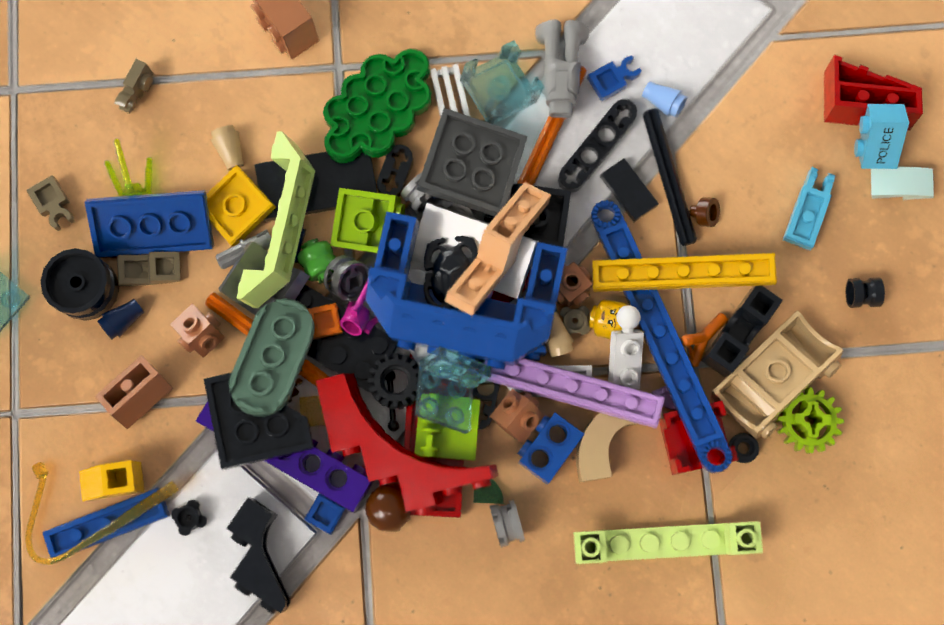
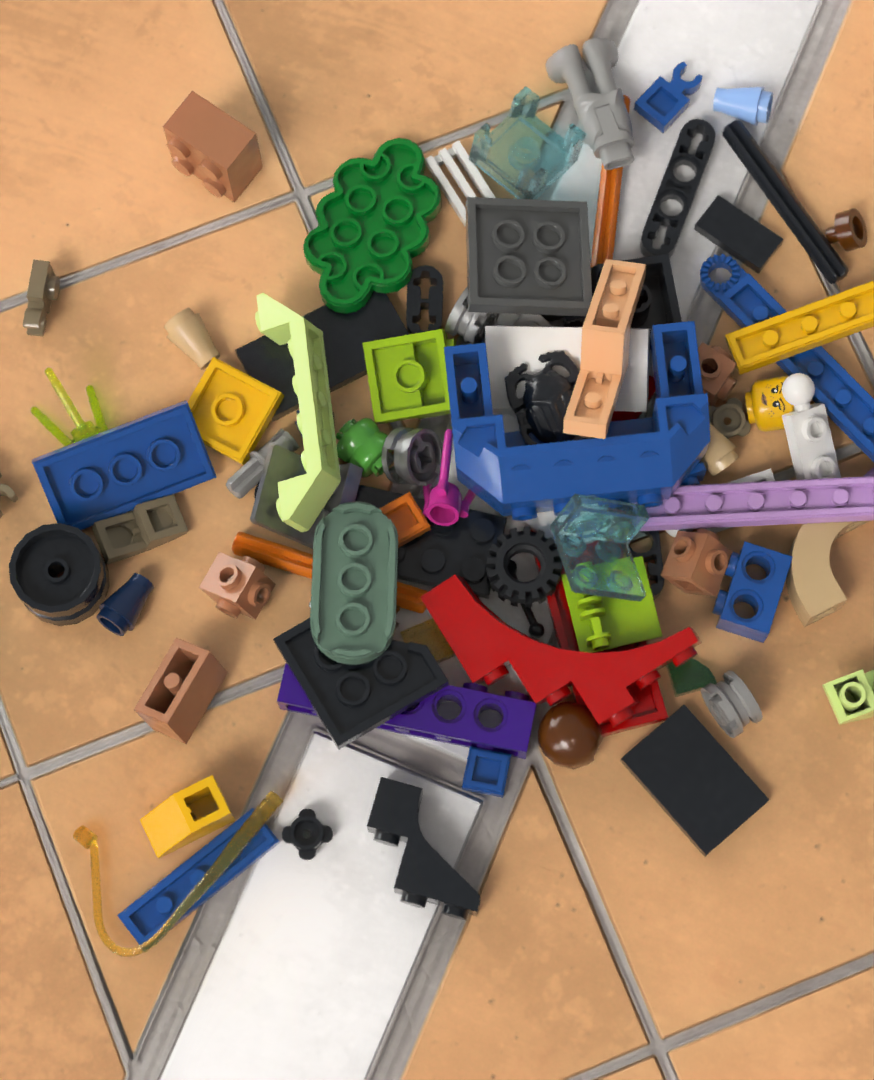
camera: 15 degrees left, 5 degrees down
(465, 566) = (694, 780): none -> black tile

